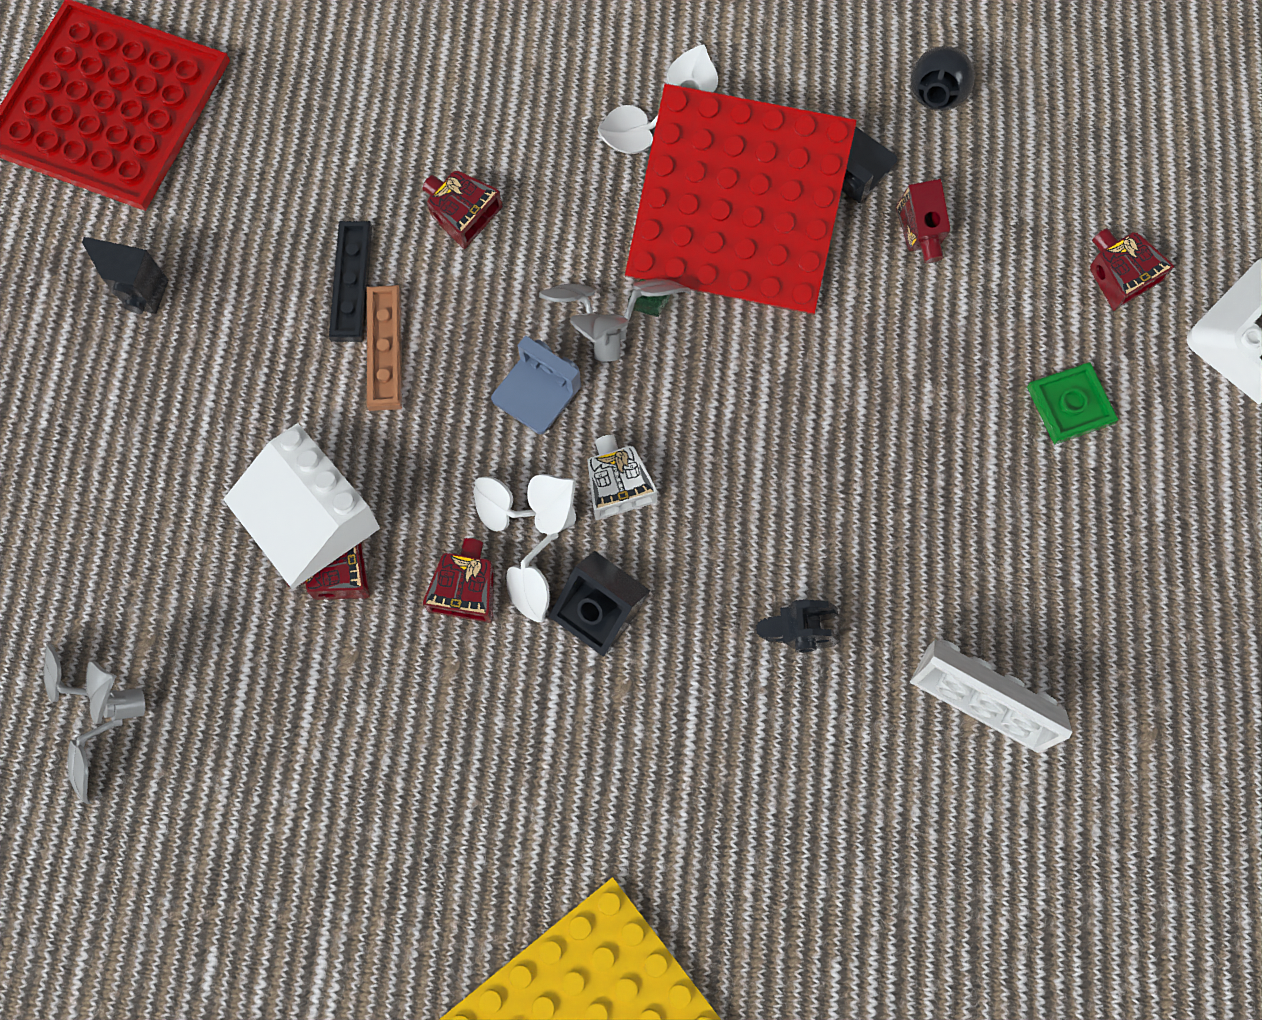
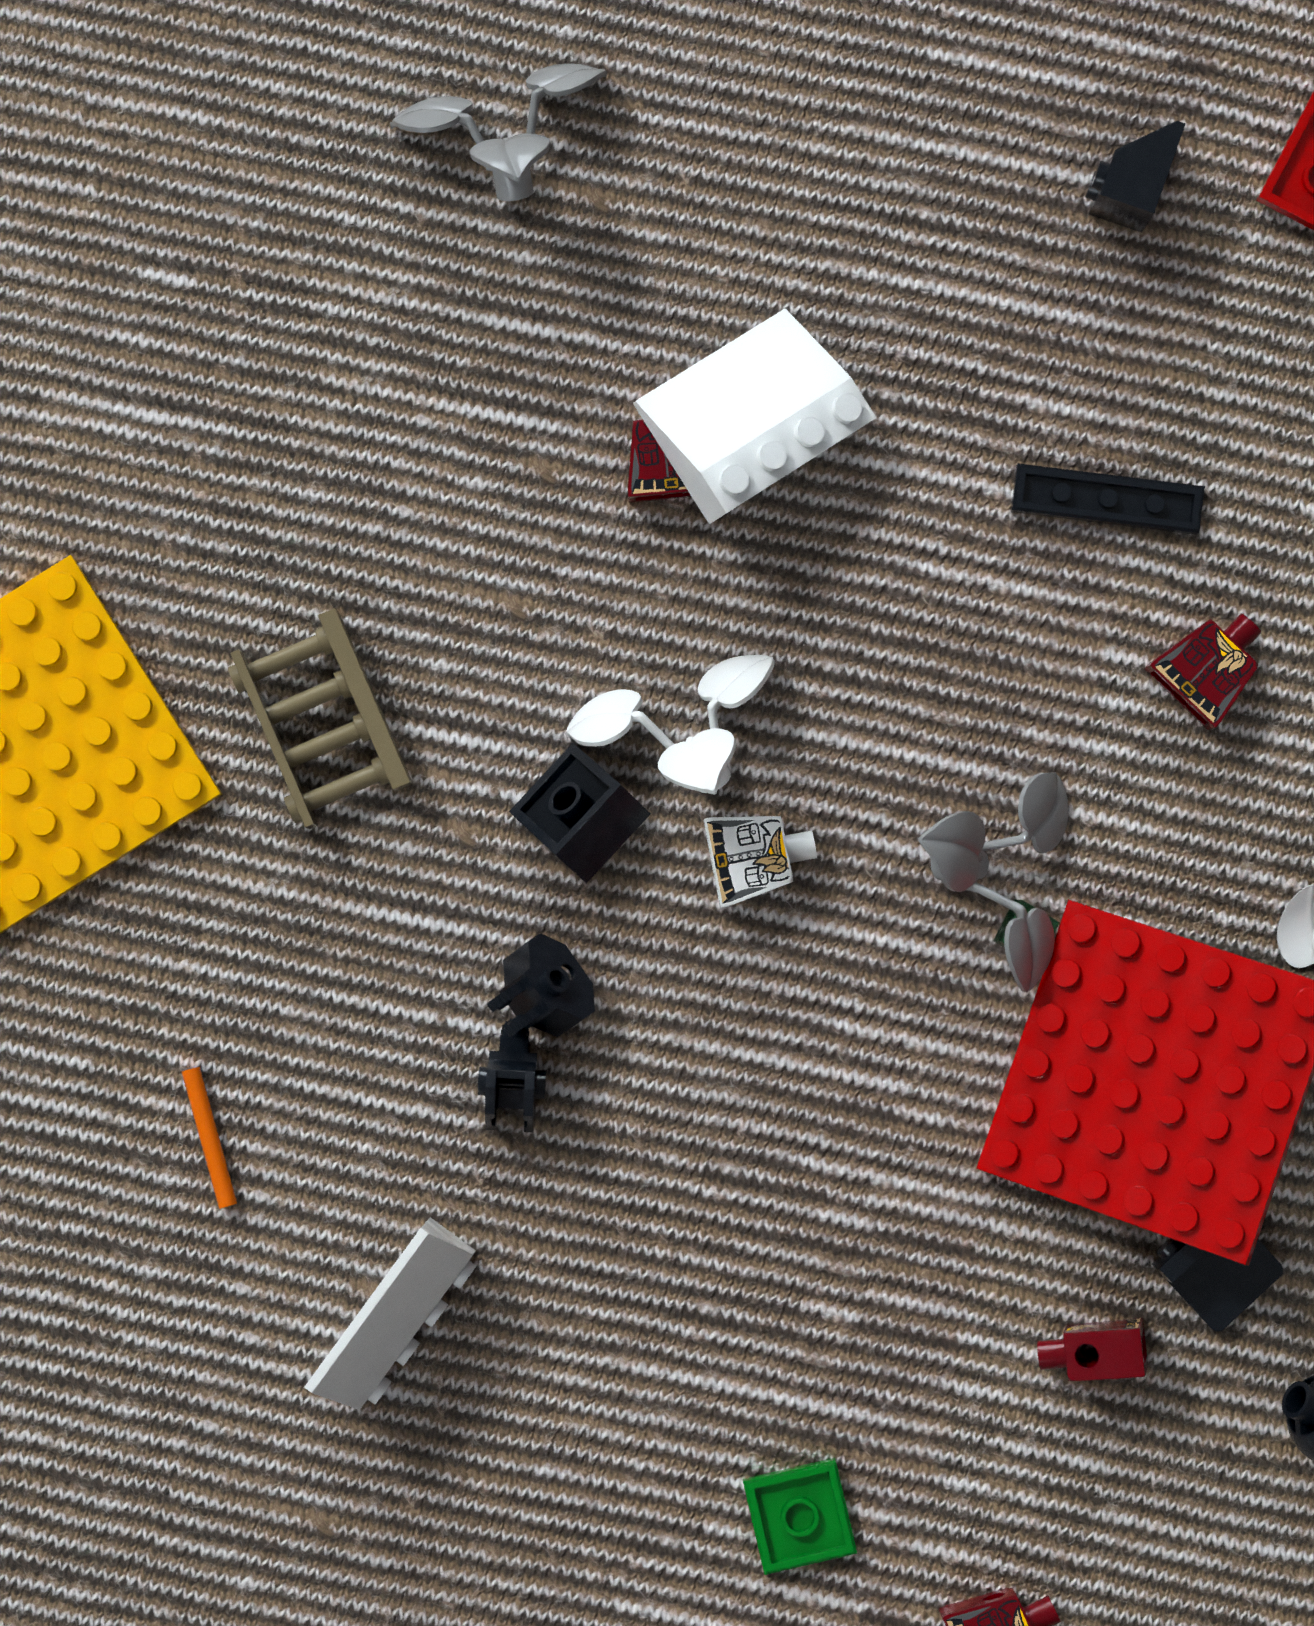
camera: 95 degrees right, 15 degrees up
(384, 348) = (995, 542): nougat tile -> none
(463, 584) = (625, 631): dark red torso -> none
(517, 785) = (347, 682): none -> dark tan fence
(537, 386) = (902, 755): sand blue bracket -> none
(731, 610) = (541, 989): none -> black hinge
(878, 856) = (209, 1137): none -> orange bar

